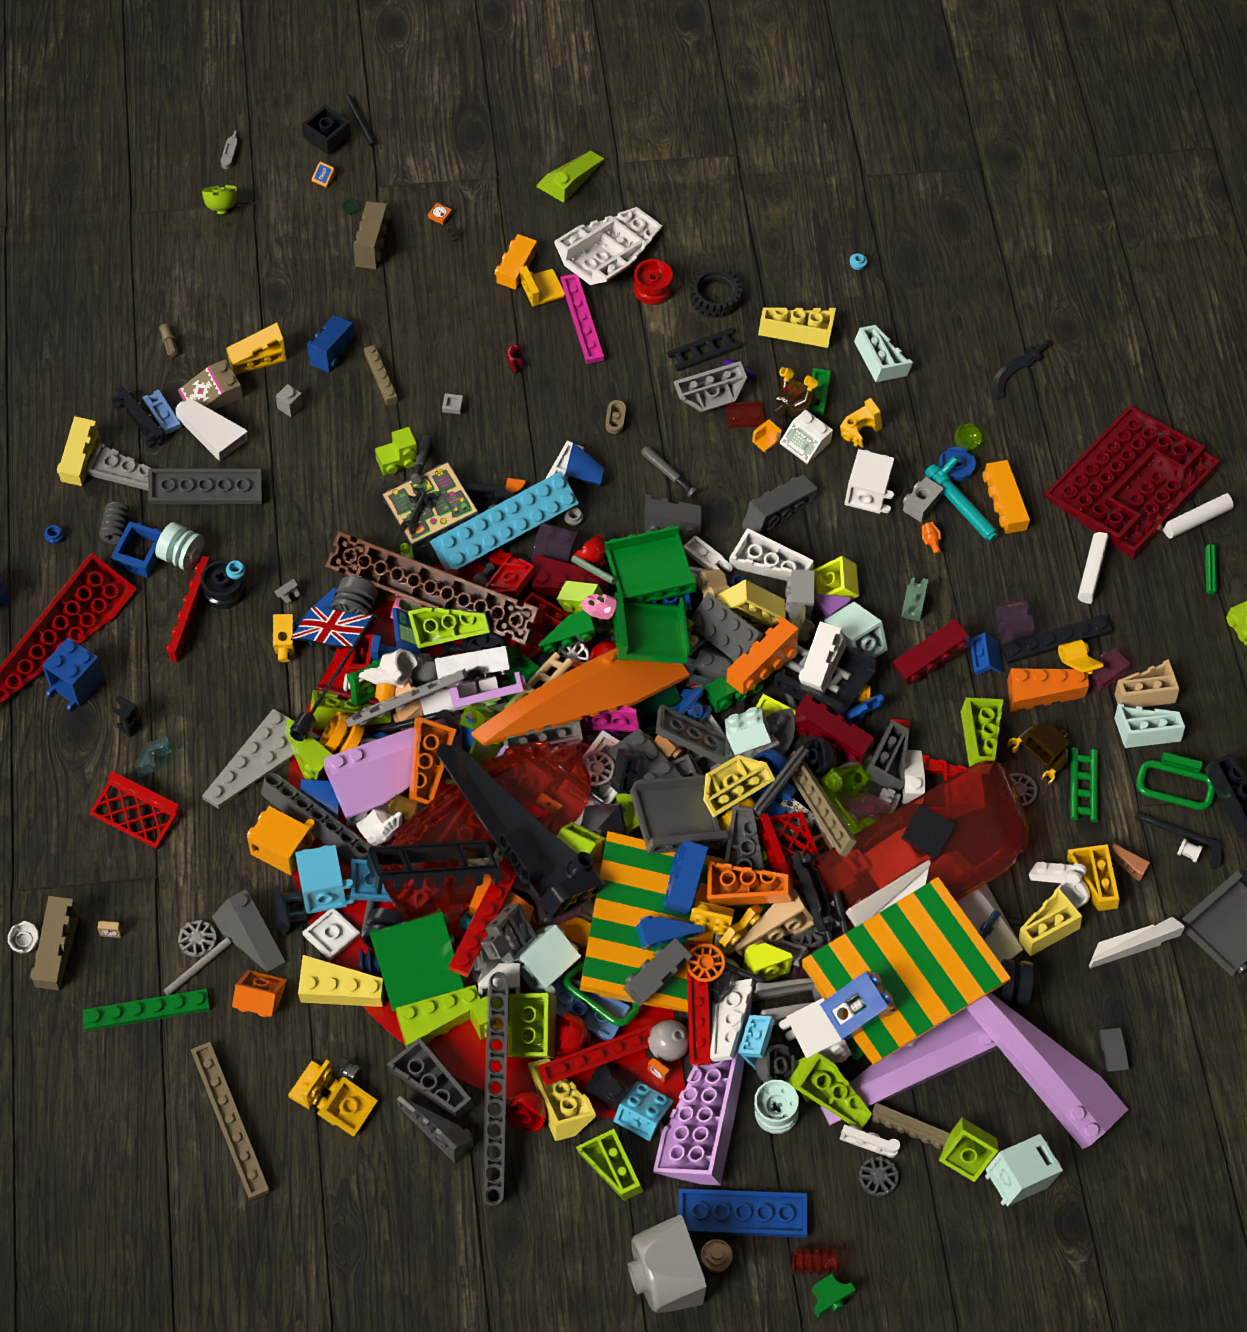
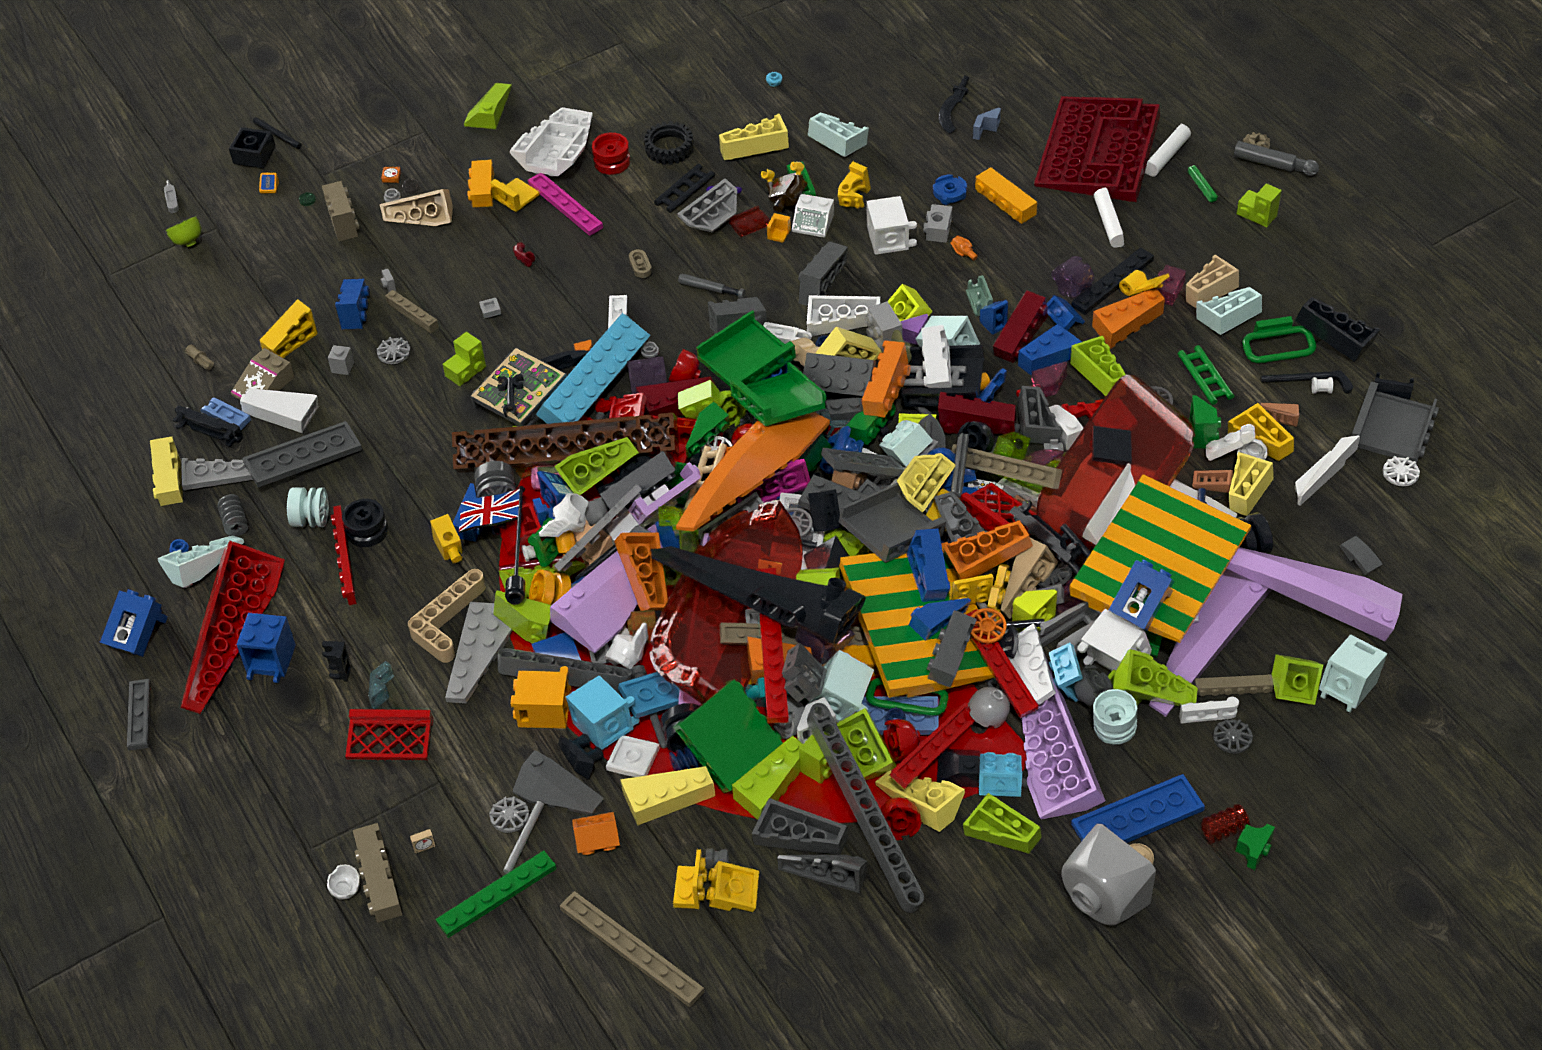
camera: 20 degrees left, 10 degrees down
(57, 557) = (193, 565): none -> light aqua wedge
(131, 564) = (277, 540): blue window -> none
(235, 565) = (373, 501): medium azure plate -> none
(245, 710) = (426, 623): none -> tan beam
(289, 587) = (426, 504): light grey tile -> none
(343, 410) = (393, 351): none -> light grey wheel
(374, 333) = (387, 280): none -> light grey plate
(423, 450) = (490, 358): dark grey piece -> none
(427, 239) = (391, 195): none -> light grey plate
(432, 852) = (699, 639): black window -> none
(449, 267) = (423, 209): none -> tan wedge
(583, 467) = (637, 308): blue slope -> none
(593, 569) = (696, 376): sand green bar -> none
(599, 606) = (723, 394): bright pink rock -> none
(658, 1069) = (993, 735): orange tile -> none
(914, 628) = (994, 316): none -> blue slope
(928, 722) = (1050, 378): none -> clear pink slope
(944, 689) = (1048, 349): none -> blue wedge
(959, 500) = (971, 213): teal cylinder -> none
(967, 437) = (946, 165): clear neon green hair -> none
(1025, 898) = (1222, 485): none -> nougat slope
(1038, 402) = (987, 121): none -> sand blue slope
(1044, 840) = (1204, 421): none -> green slope
(1045, 745) = (1158, 356): dark brown torso -> none
(1210, 978) = (1401, 471): none -> white wheel

